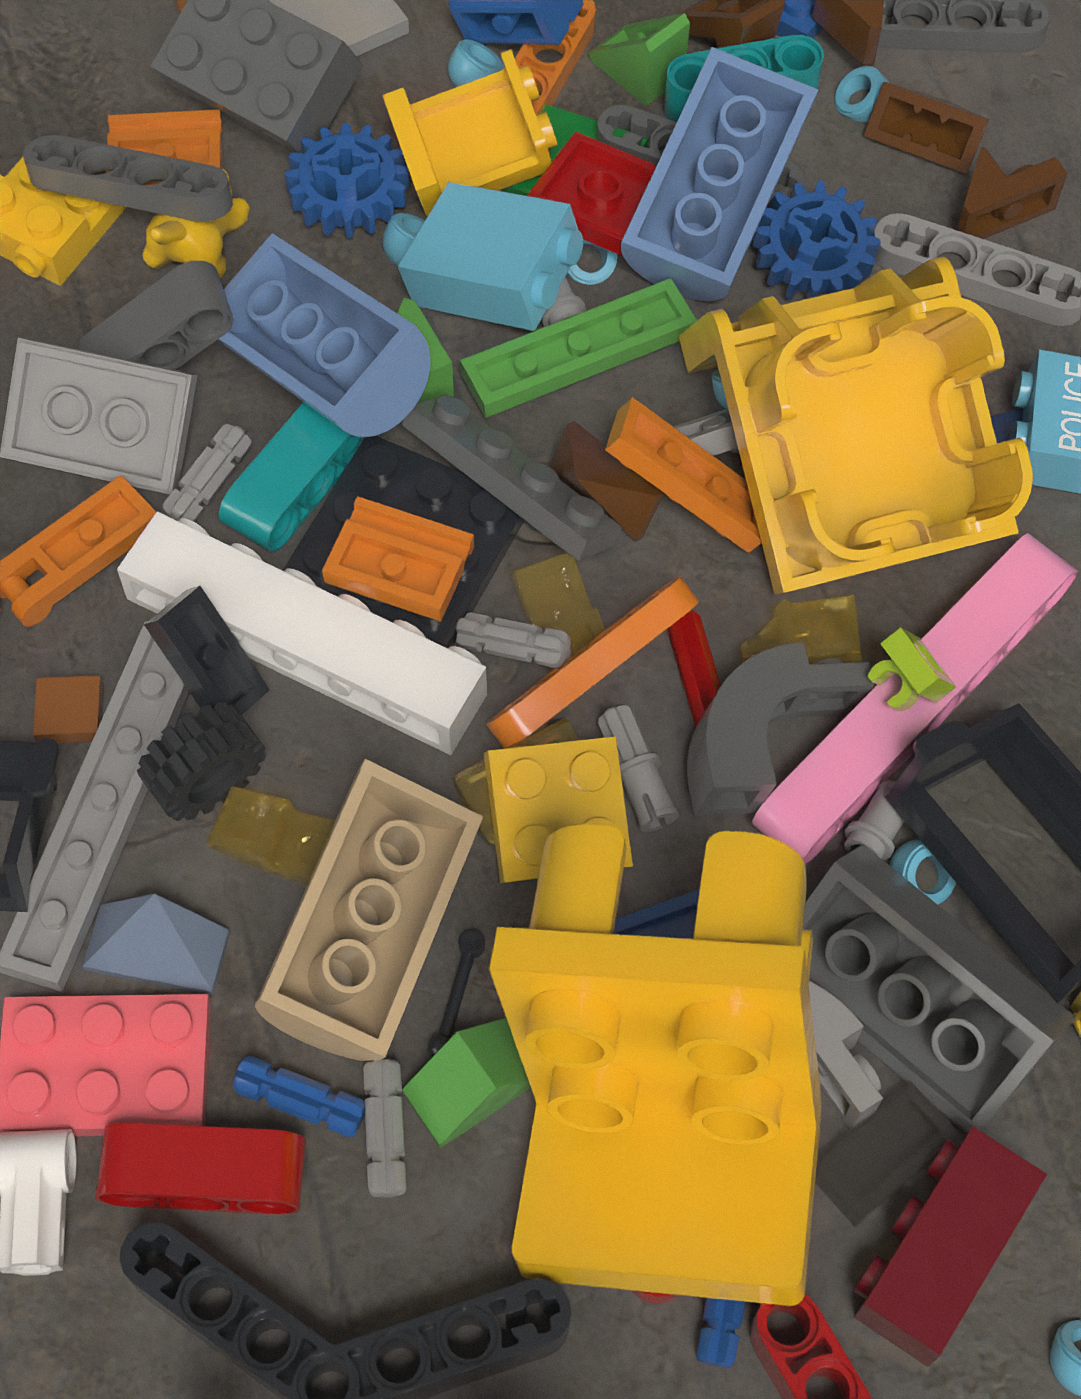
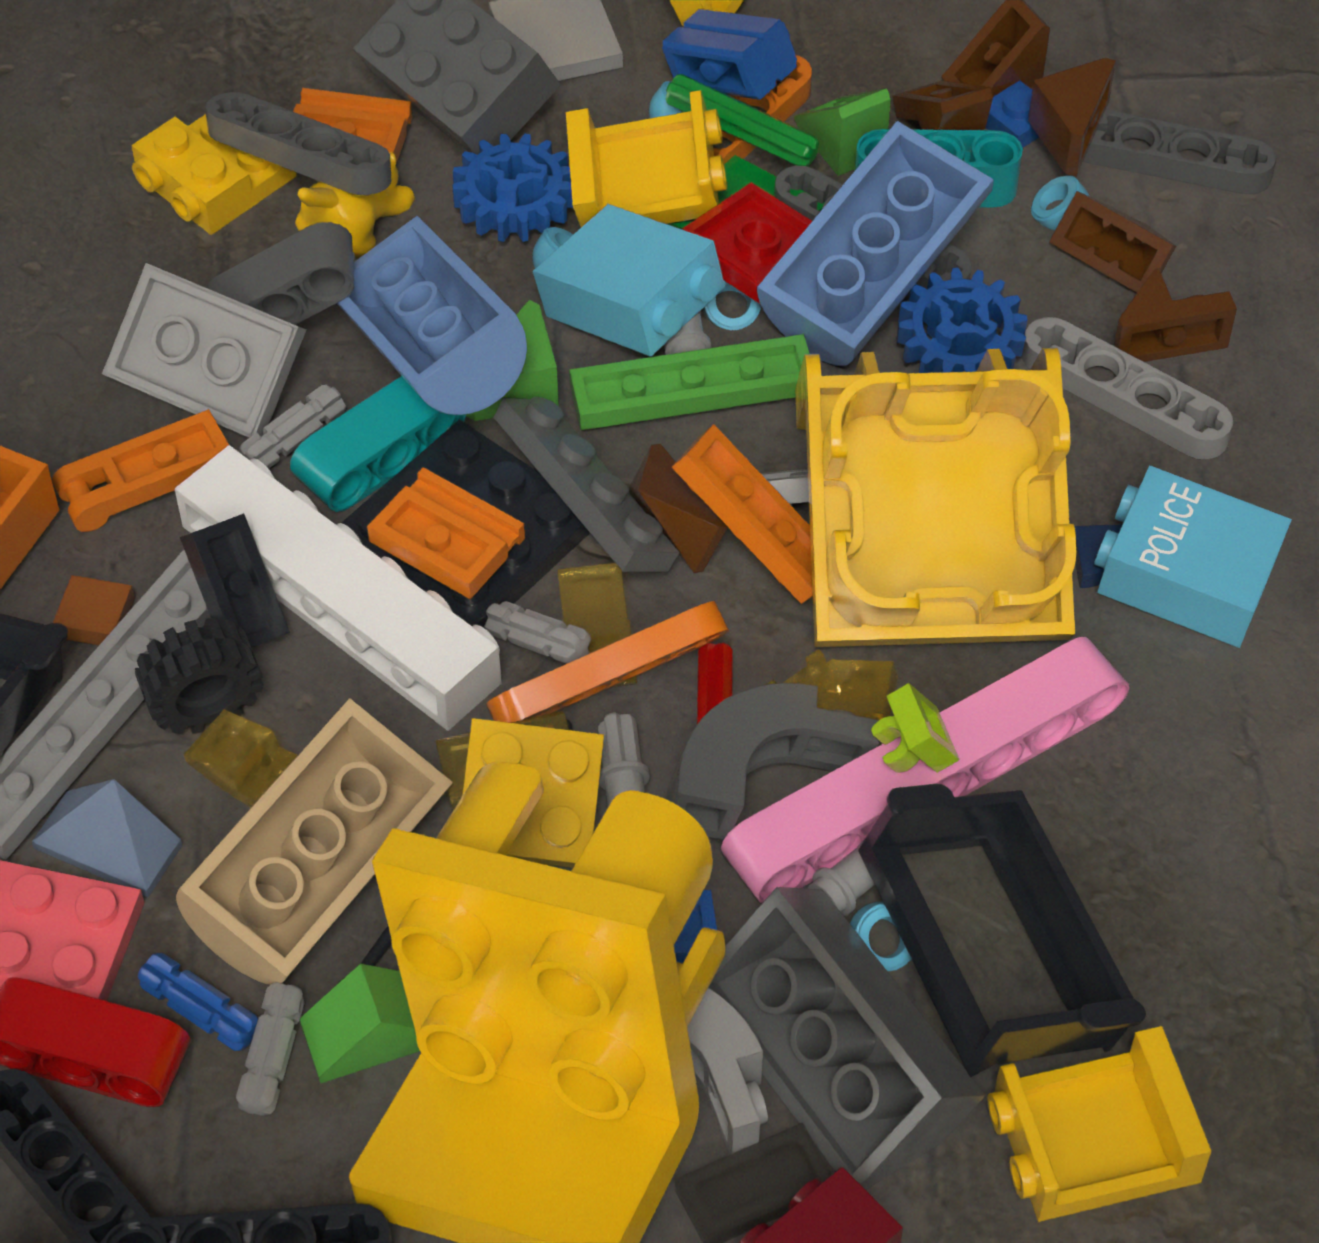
camera: 15 degrees right, 10 degrees down
(551, 69) = (747, 122): none -> green axle

